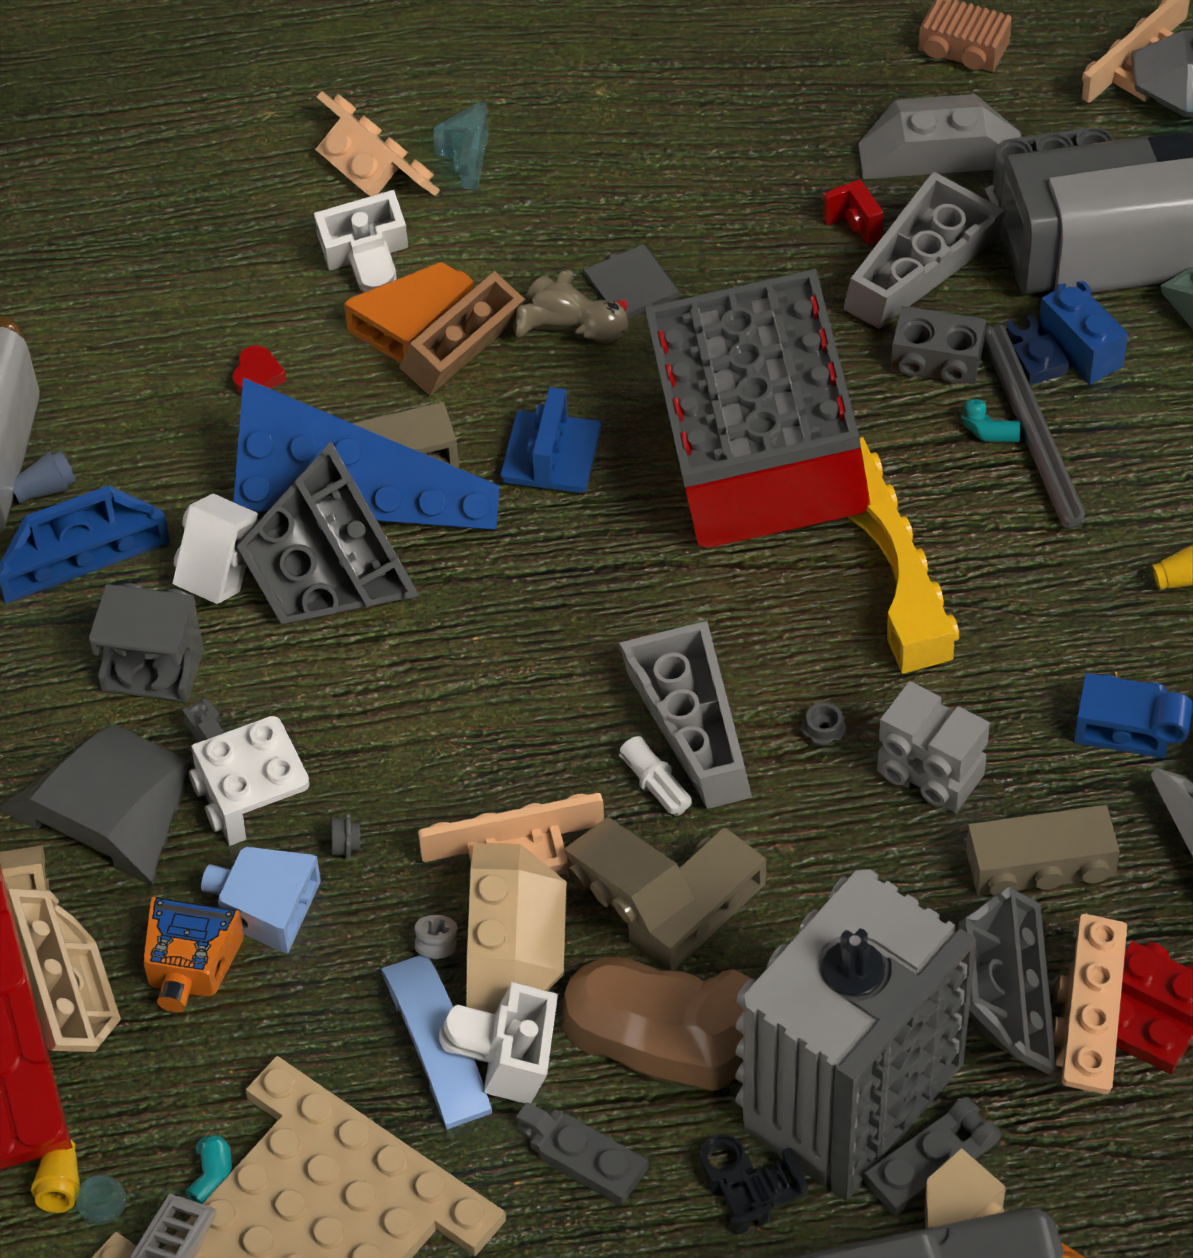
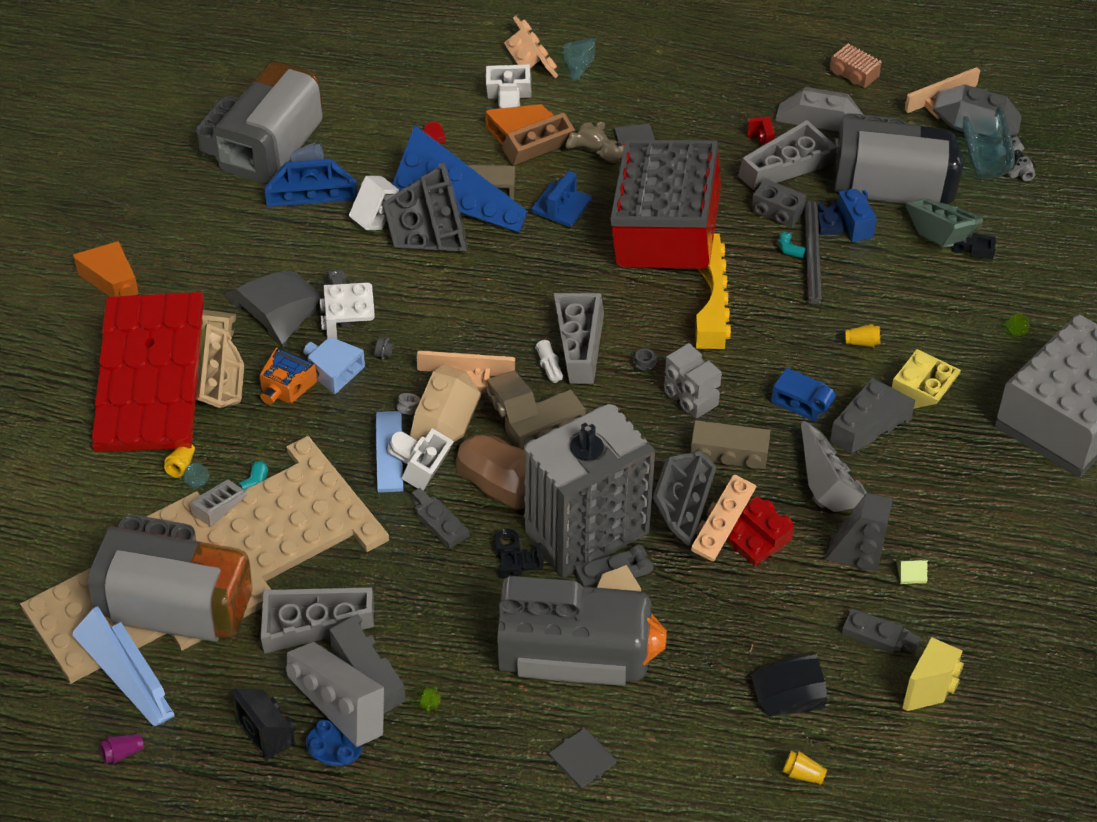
camera: 15 degrees right, 5 degrees down
(147, 641) = (325, 236): dark grey piece -> none

